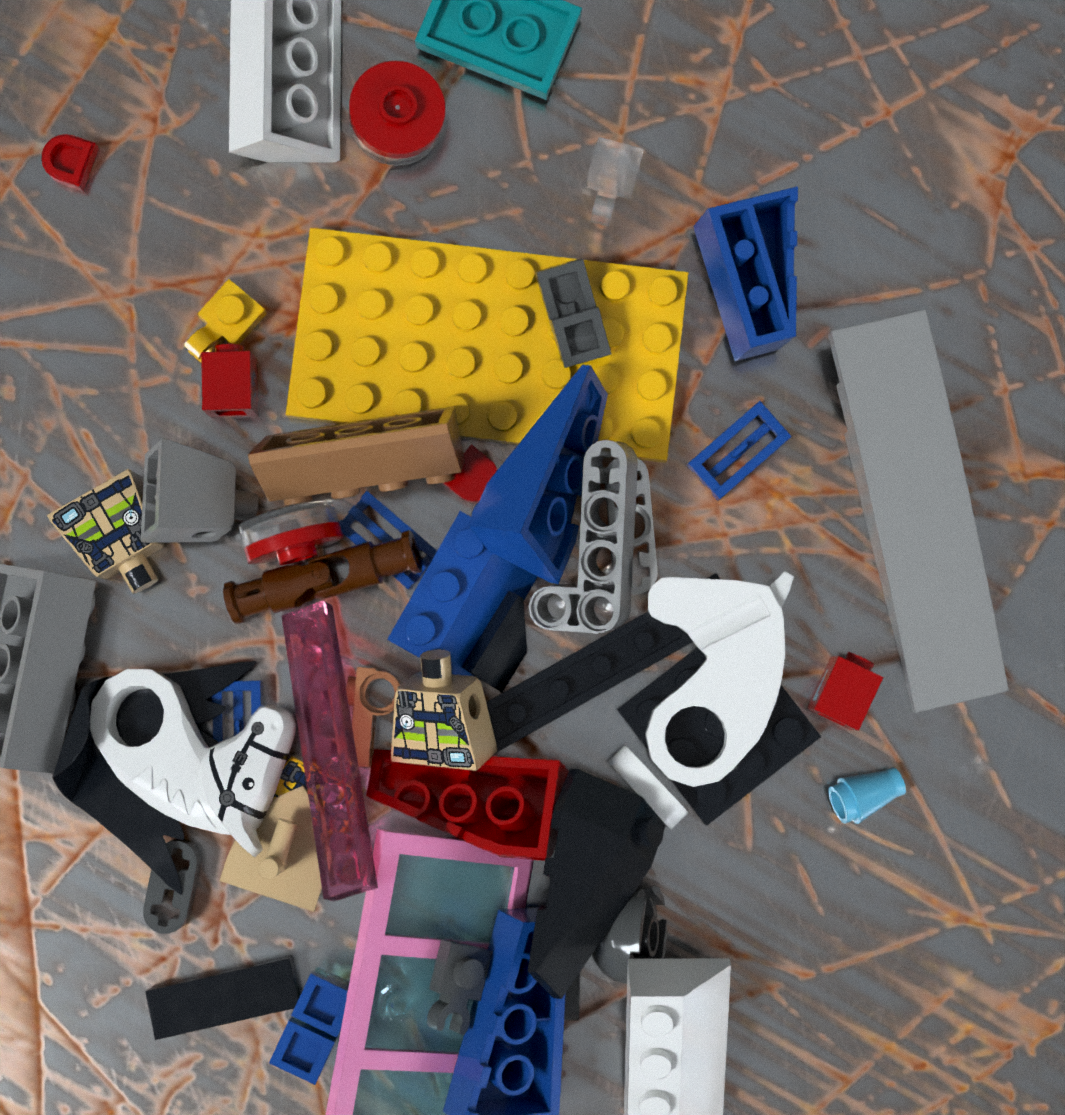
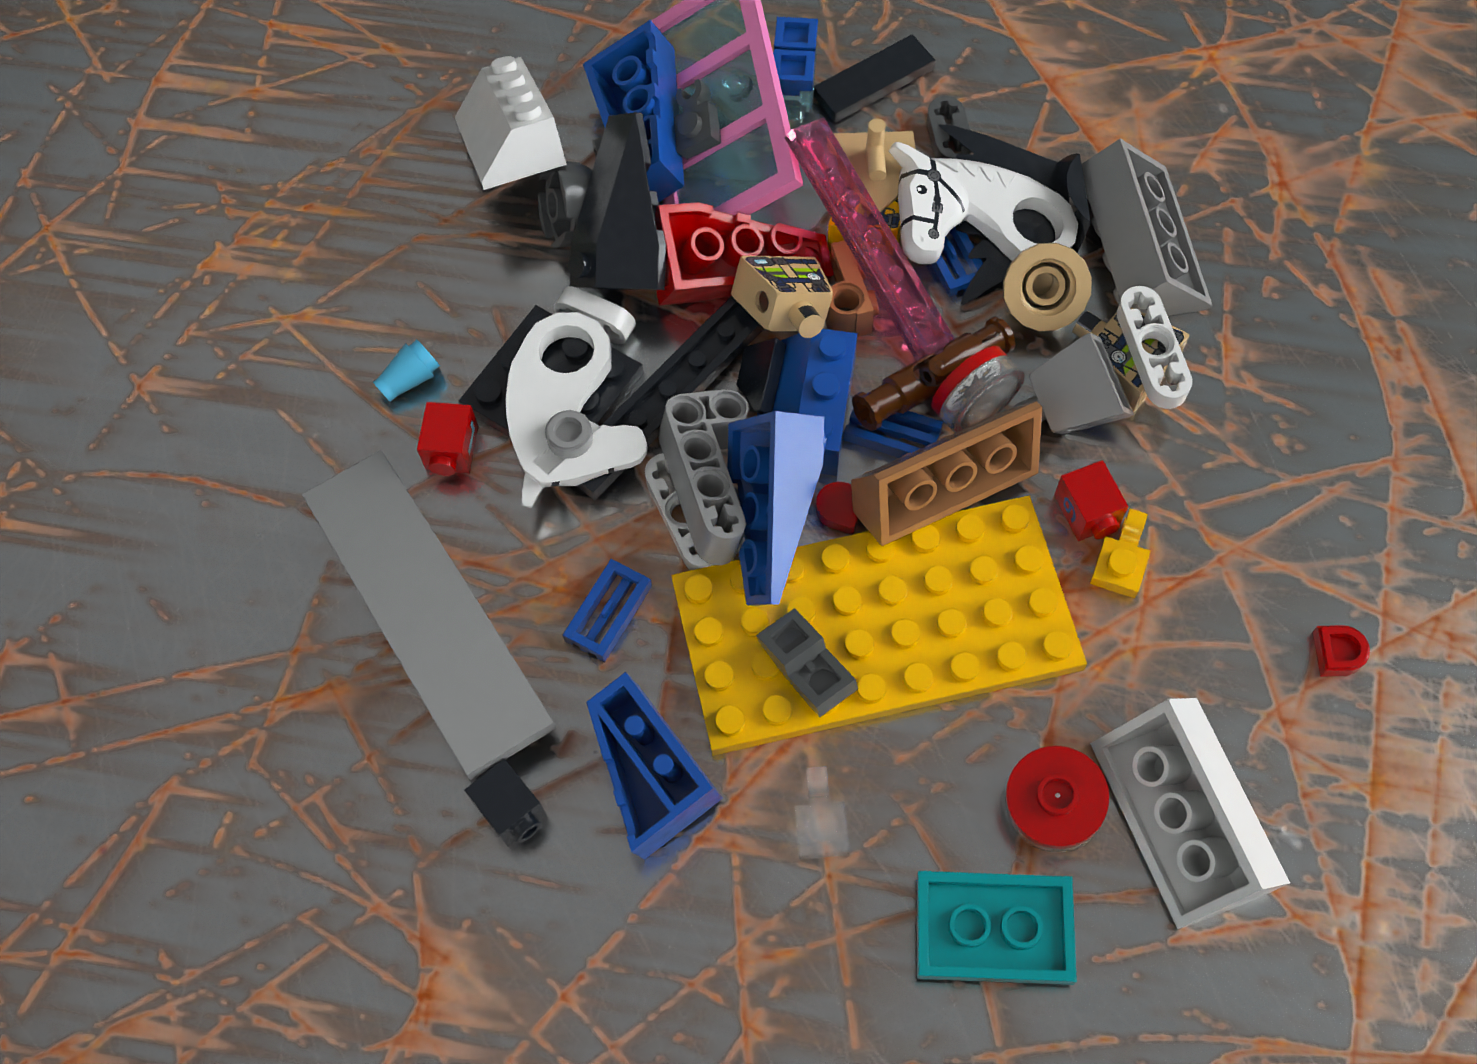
camera: 165 degrees right, 20 degrees down
(77, 543) = (1150, 366): none -> white beam
(166, 628) = (1047, 286): none -> tan piece
(725, 627) = (569, 434): none -> light grey tile
(892, 284) = (507, 803): none -> black brick

